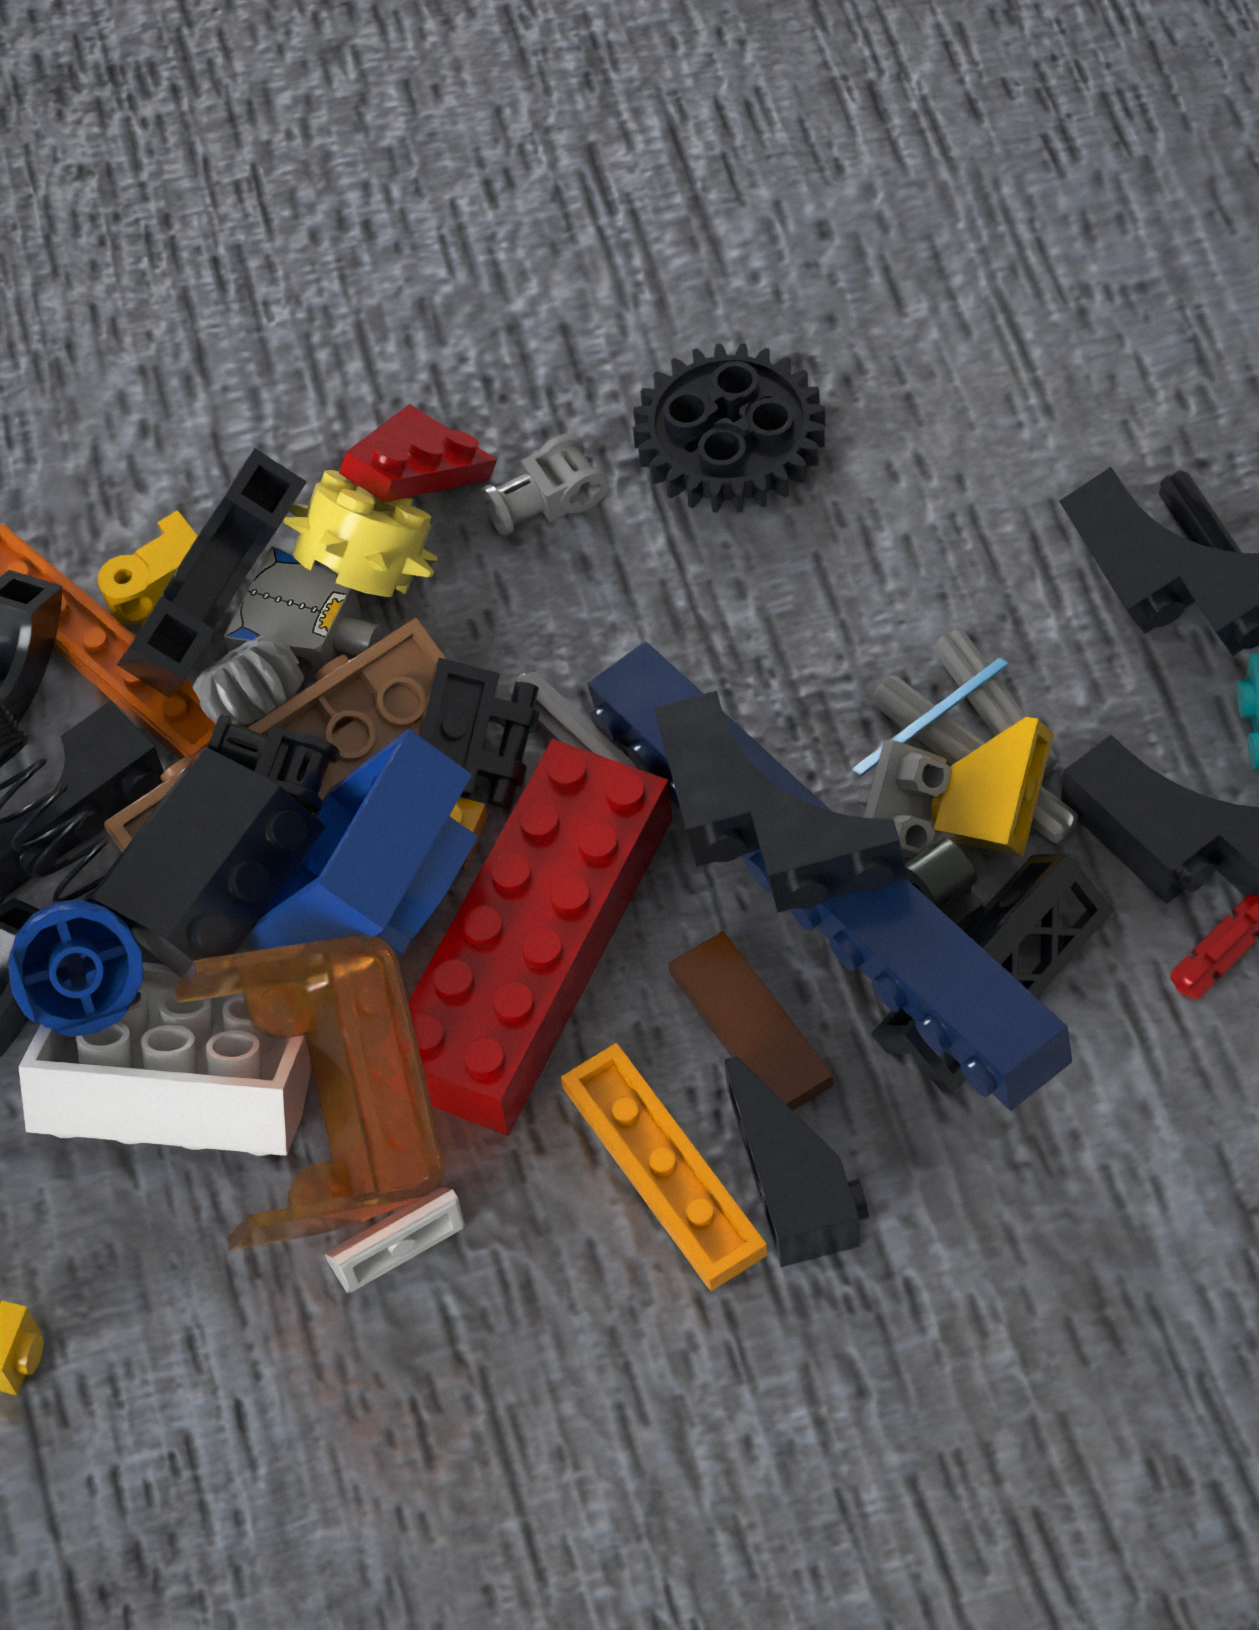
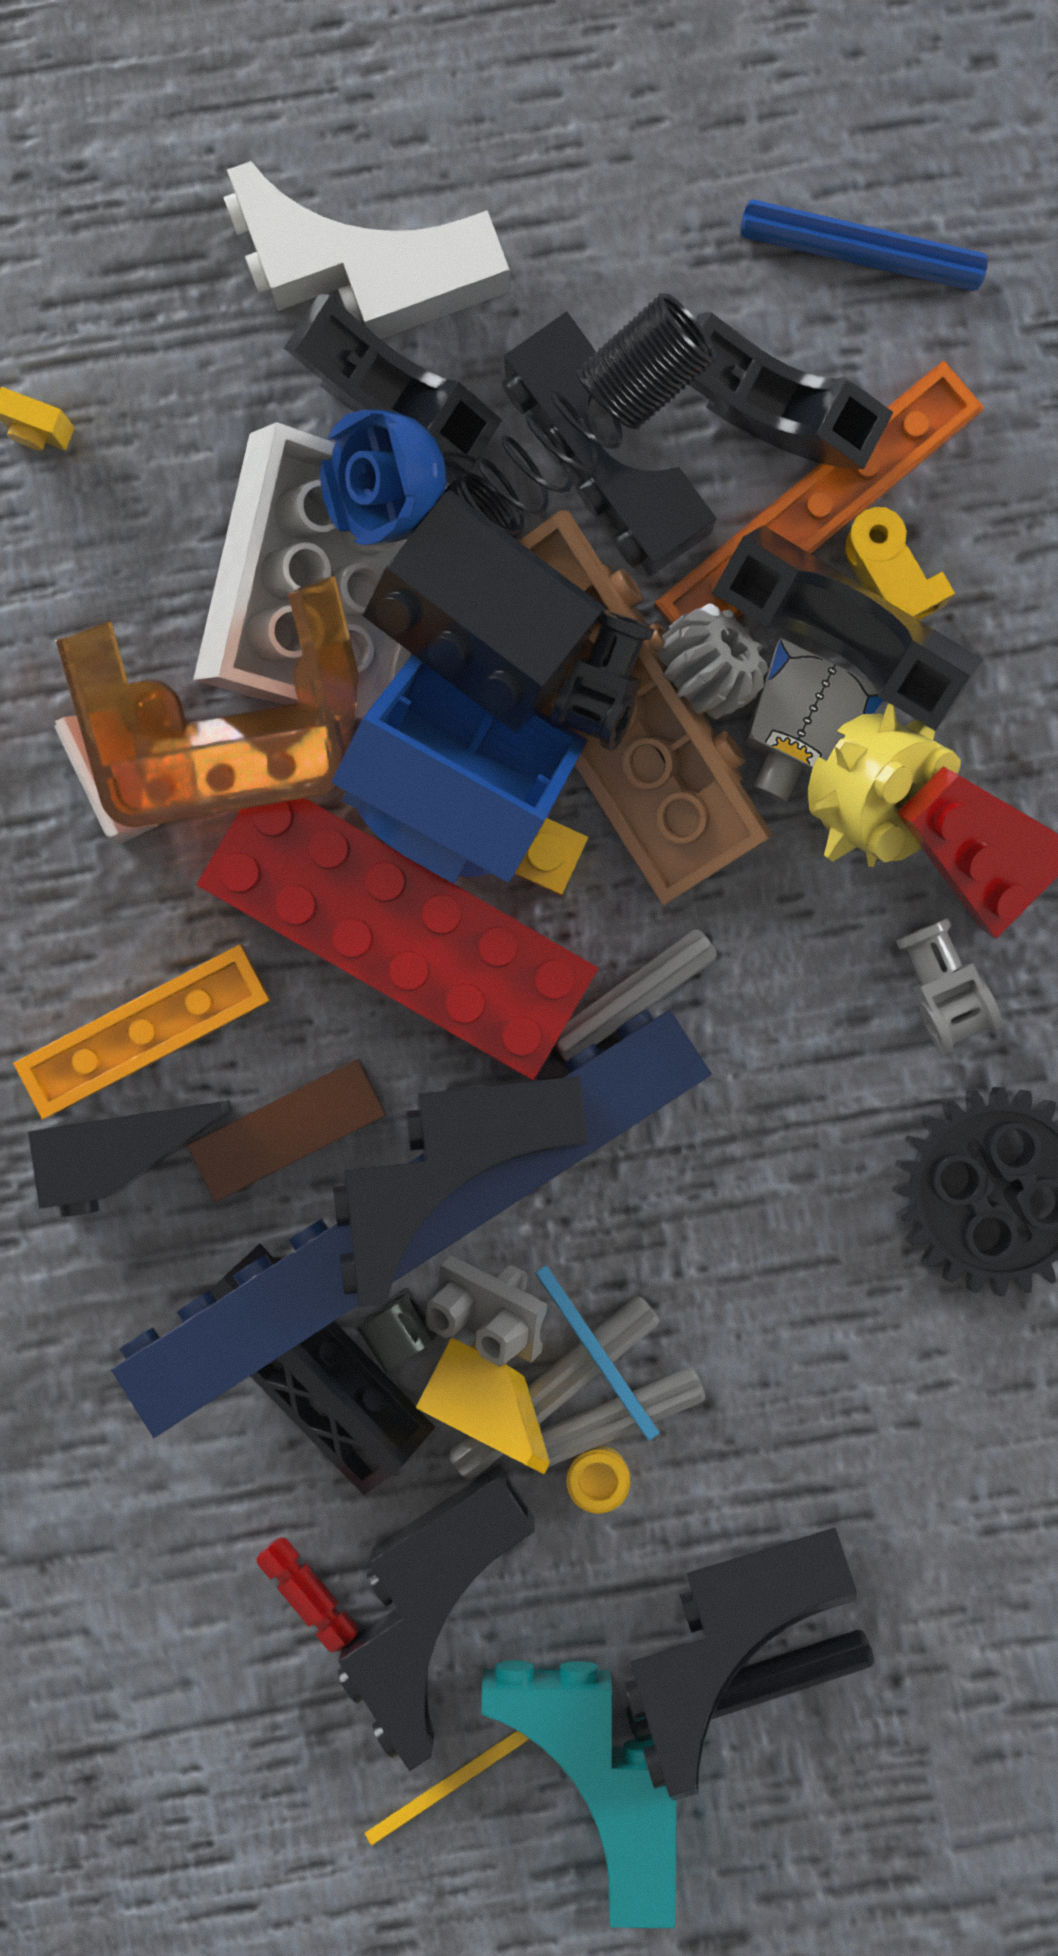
camera: 95 degrees right, 30 degrees up
(457, 721) = (638, 871): black plate -> none
(1062, 710) = (598, 1480): none -> yellow tile

